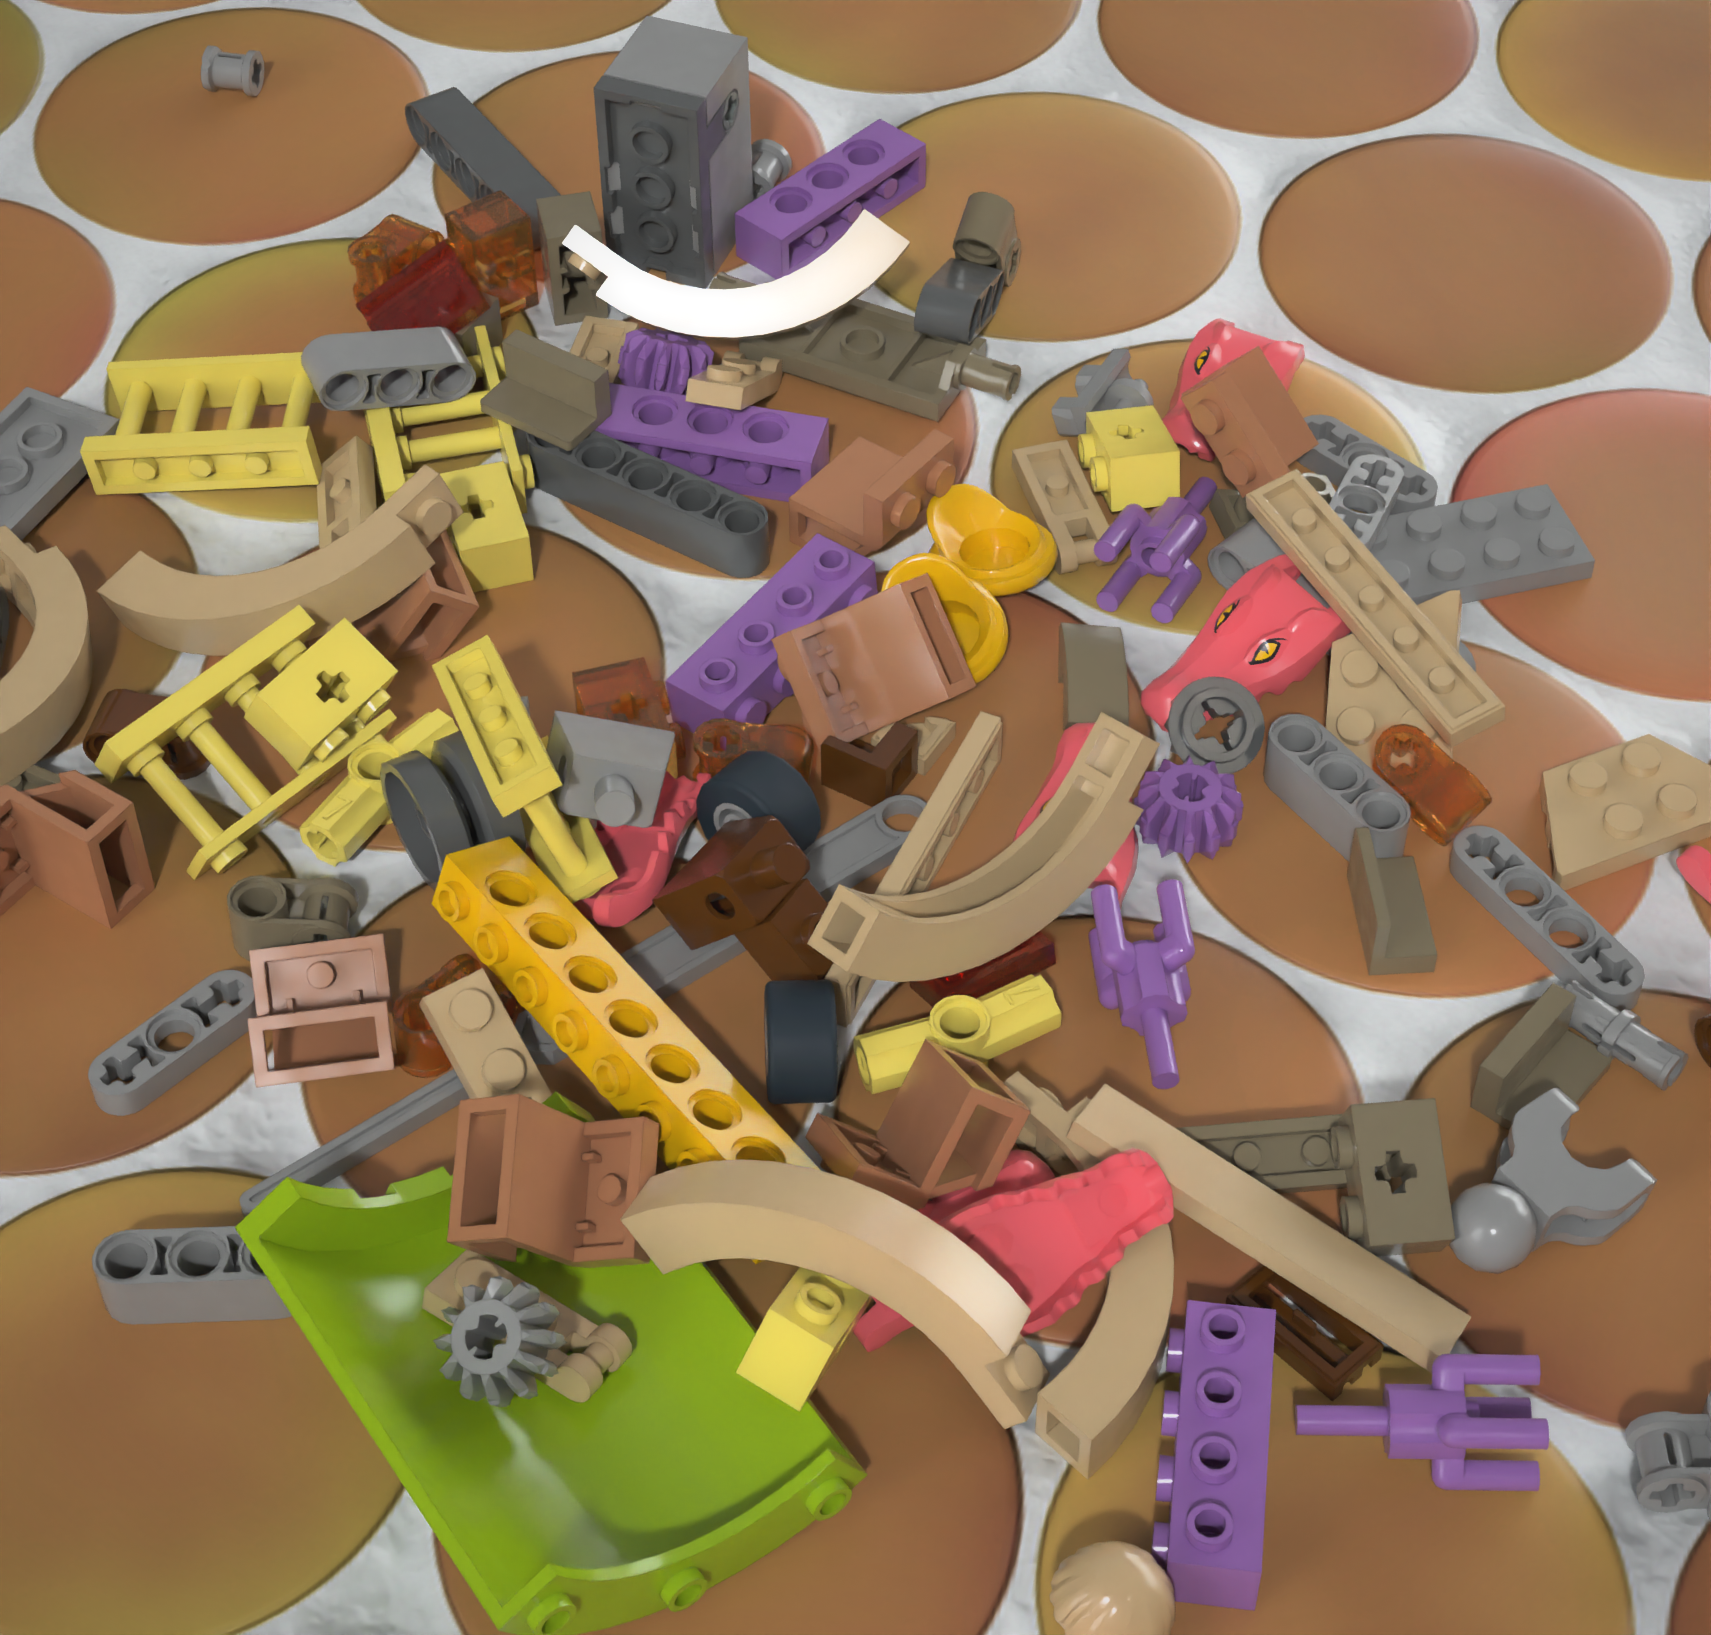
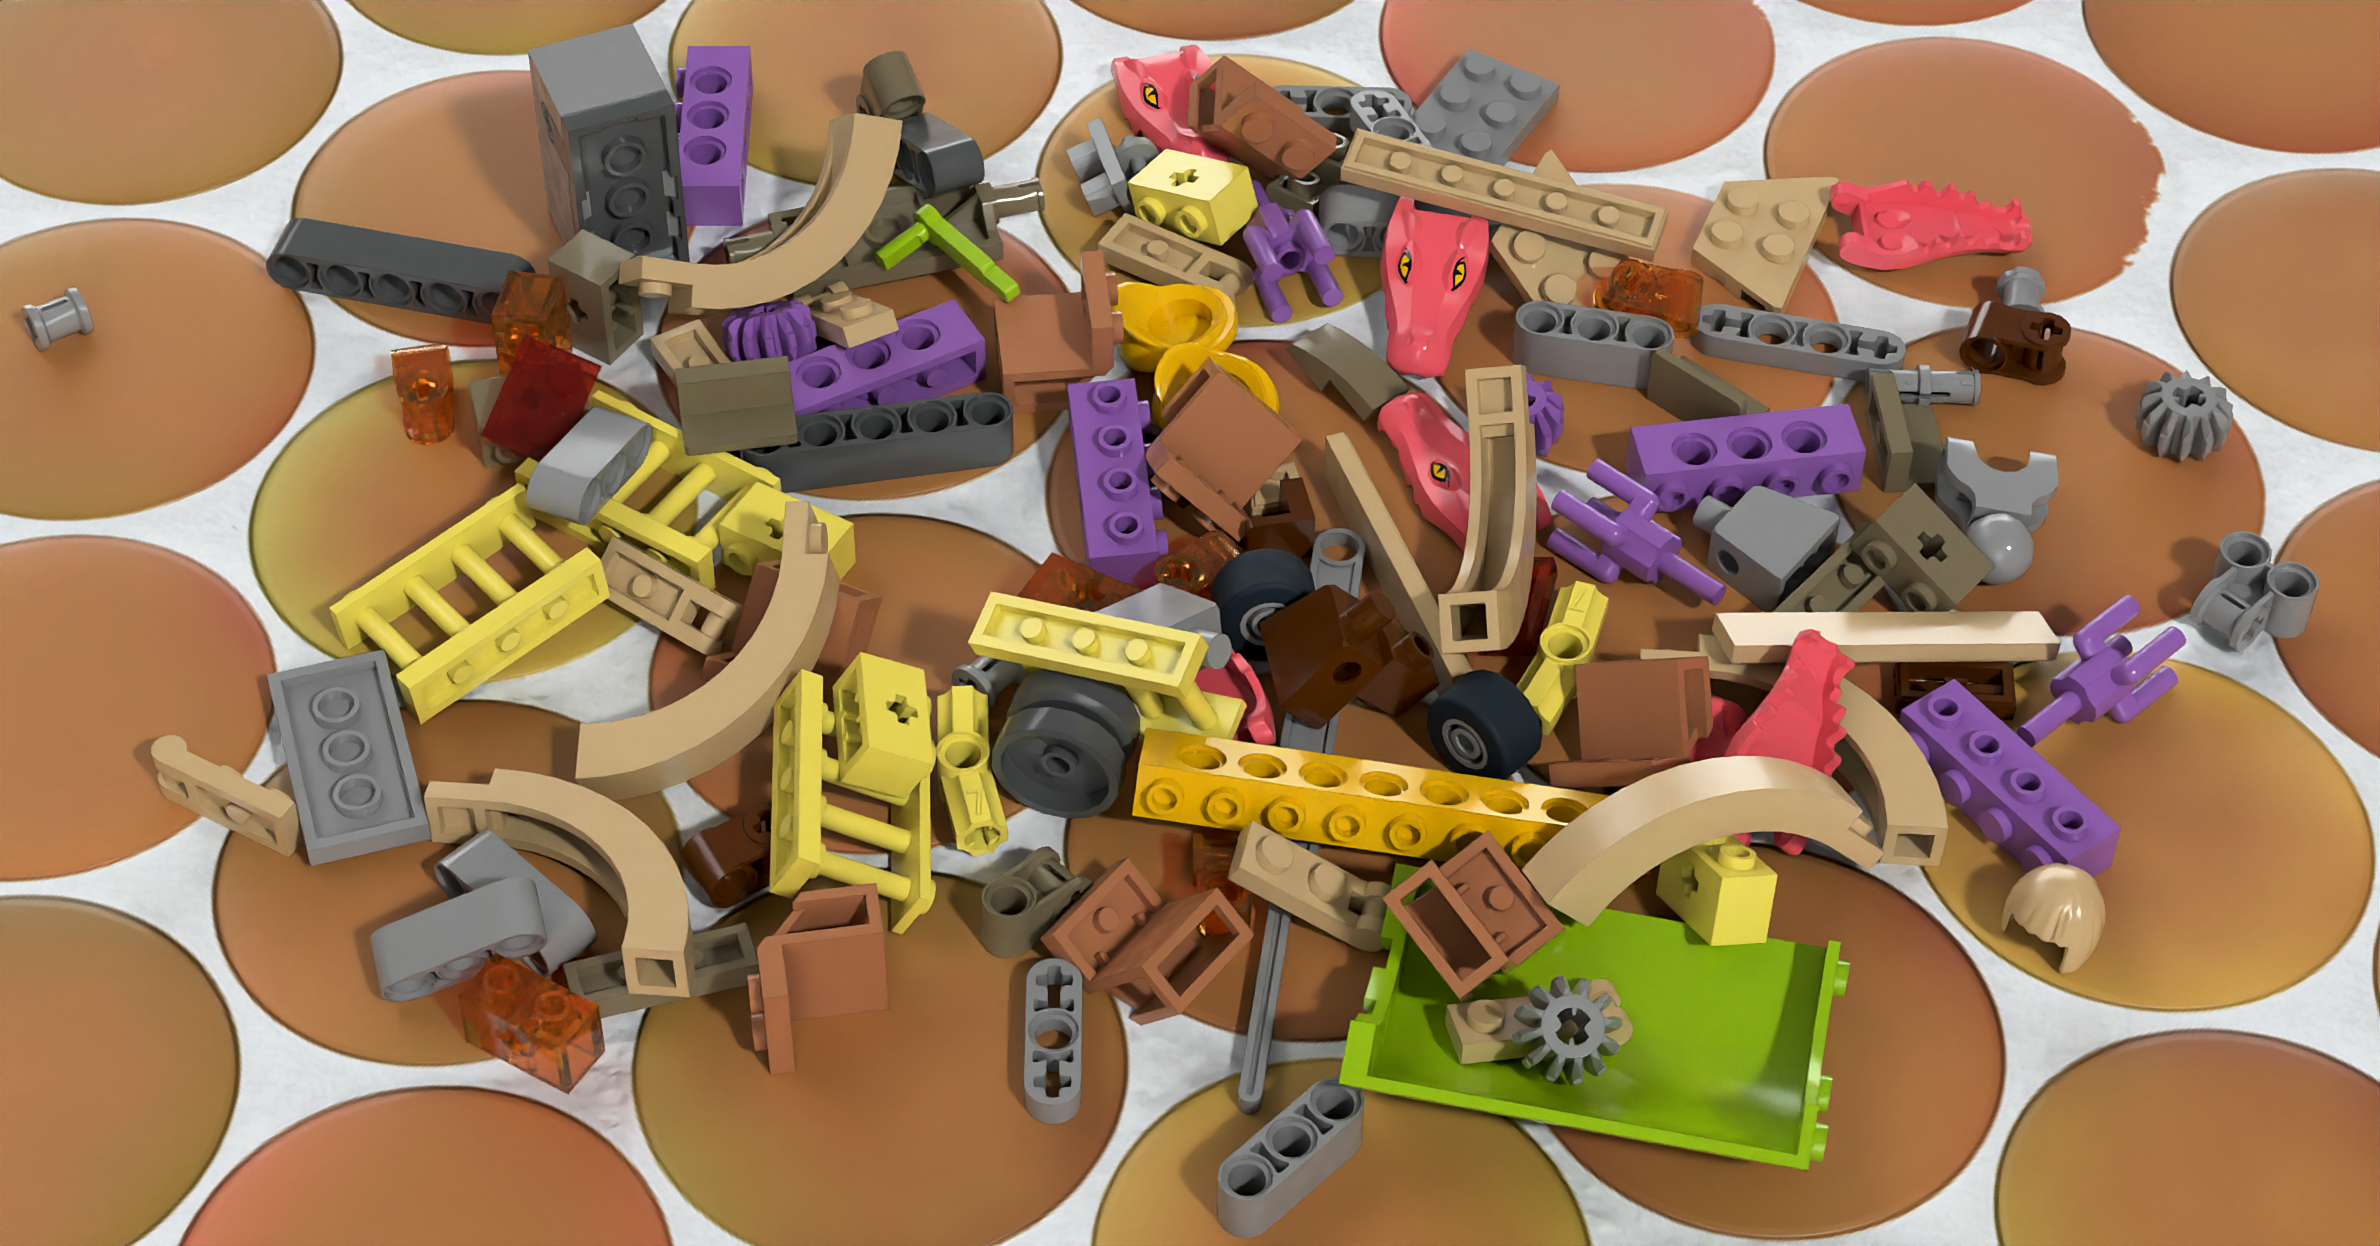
camera: 45 degrees left, 0 degrees up
(882, 362) = (934, 228): none -> lime piece
(1220, 698) = (1485, 338): dark grey gear -> none
(1276, 1062) = (1766, 543): none -> light grey torso
(1353, 982) = (1727, 456): none -> medium lavender brick

